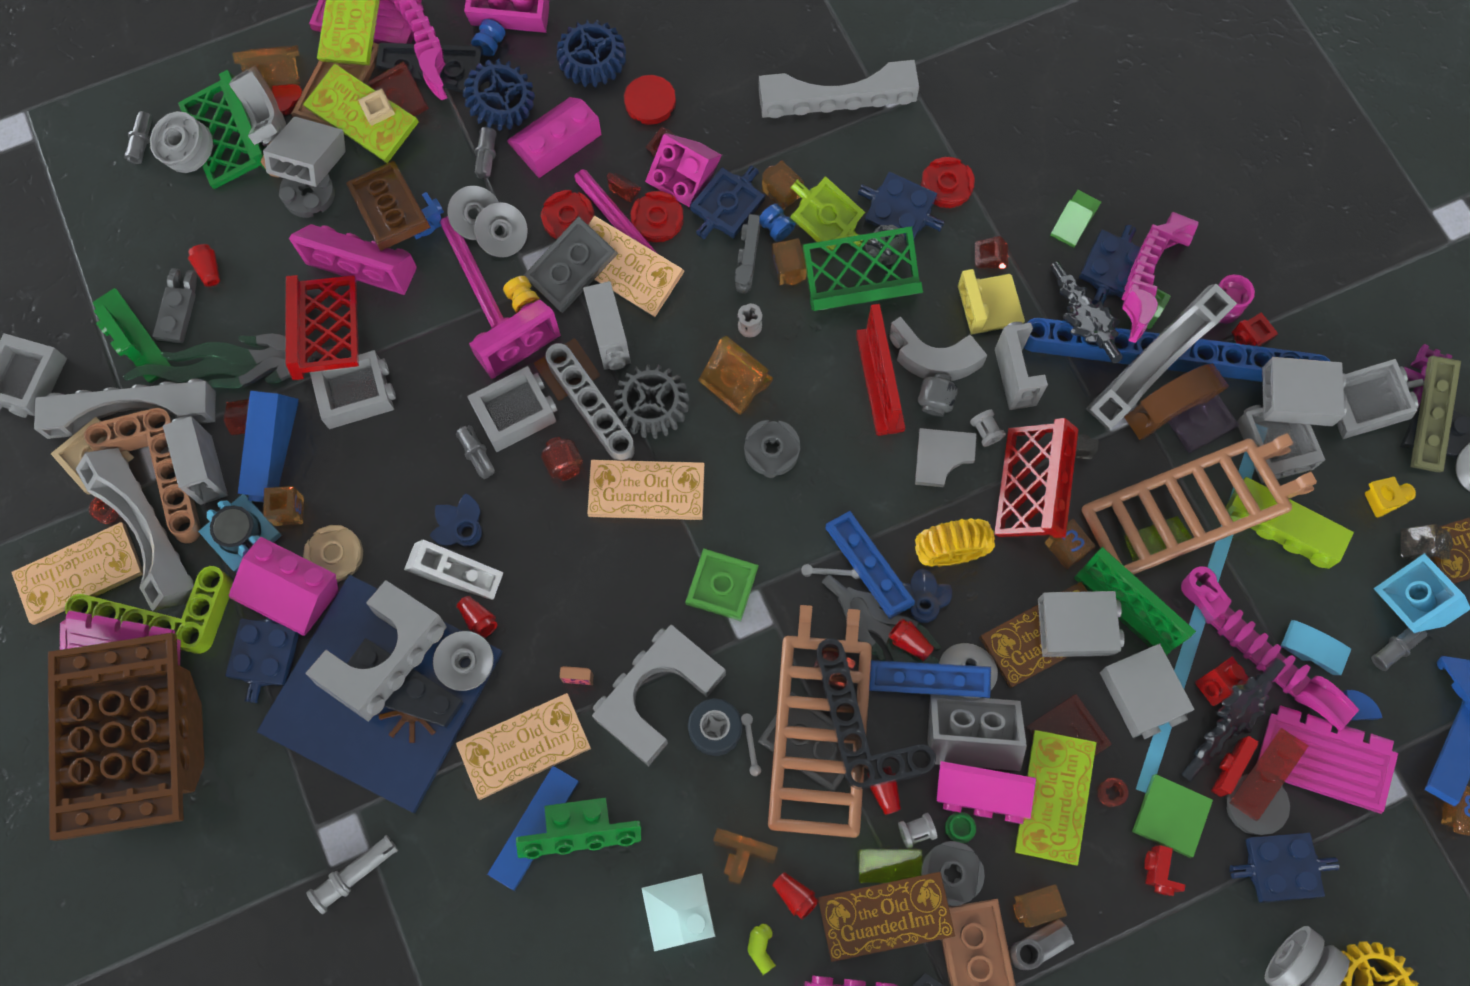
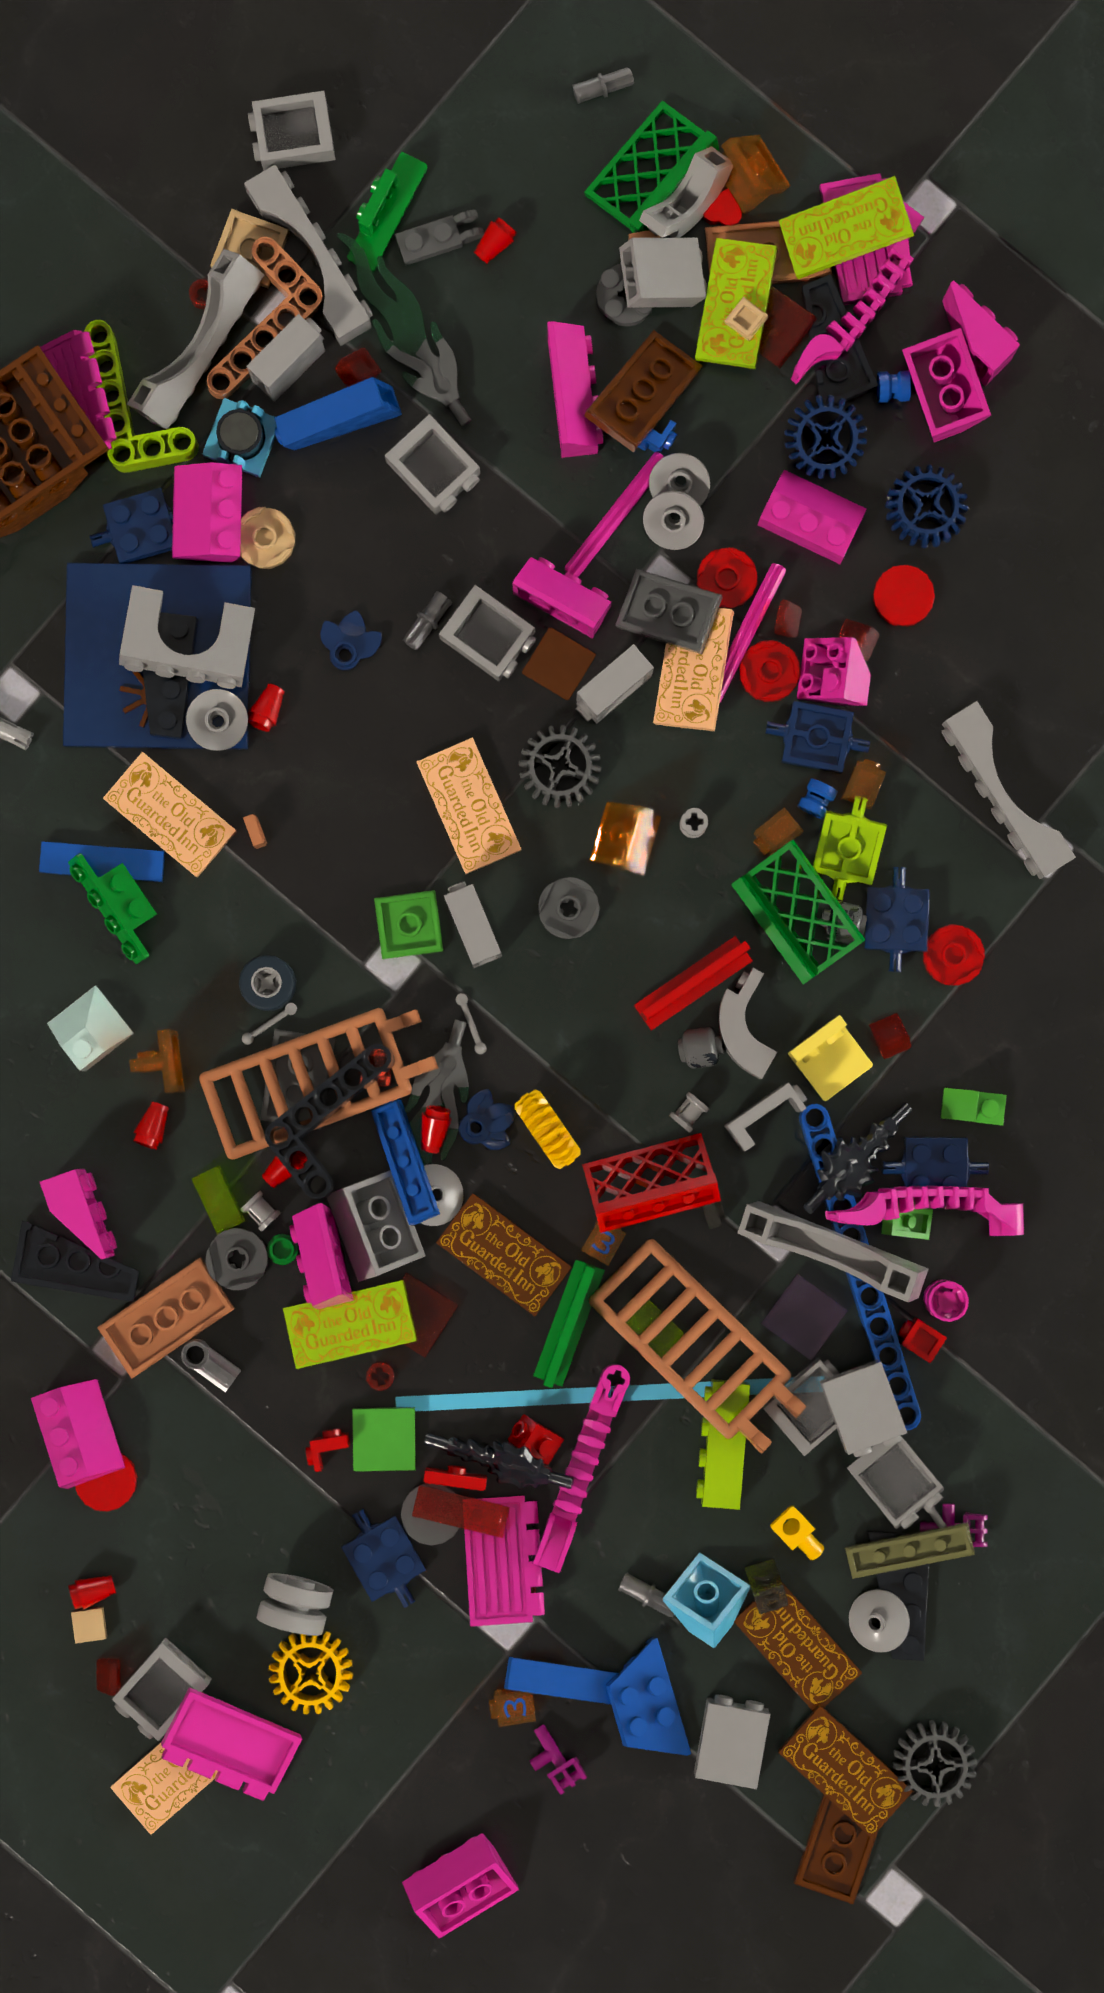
camera: 65 degrees right, 15 degrees up
(81, 568) = (132, 307): light nougat tile -> none
(181, 142) = (611, 119): light grey wheel -> none
(283, 505) = (283, 467): clear orange brick -> none
(298, 330) = (474, 373): red fence -> none
(453, 569) = (300, 662): white slope -> none
(485, 152) = (755, 456): flat silver axle -> none
(519, 291) = (612, 579): yellow wheel -> none
(562, 458) = (459, 708): clear red head -> none
(587, 390) = (533, 692): light grey beam -> none
(669, 653) = (239, 888): light grey arch -> none
(747, 256) = (765, 787): dark grey hinge -> none
(749, 525) = (472, 924): none -> light grey window
(757, 947) = (91, 1113): lime arm -> none
(870, 565) = (492, 1056): blue tile -> none
(886, 916) = (170, 1215): reddish brown tile -> none
(941, 453) = (641, 1076): light grey tile -> none
(1039, 906) = (243, 1348): clear orange brick -> none
(1080, 624) = (522, 1282): light grey brick -> none
(1147, 692) = (488, 1371): light grey brick -> none
(1174, 398) = (803, 1287): reddish brown arch -> none
(1316, 646) = (609, 1515): medium azure slope -> none
(1367, 707) = (571, 1578): blue tile -> none

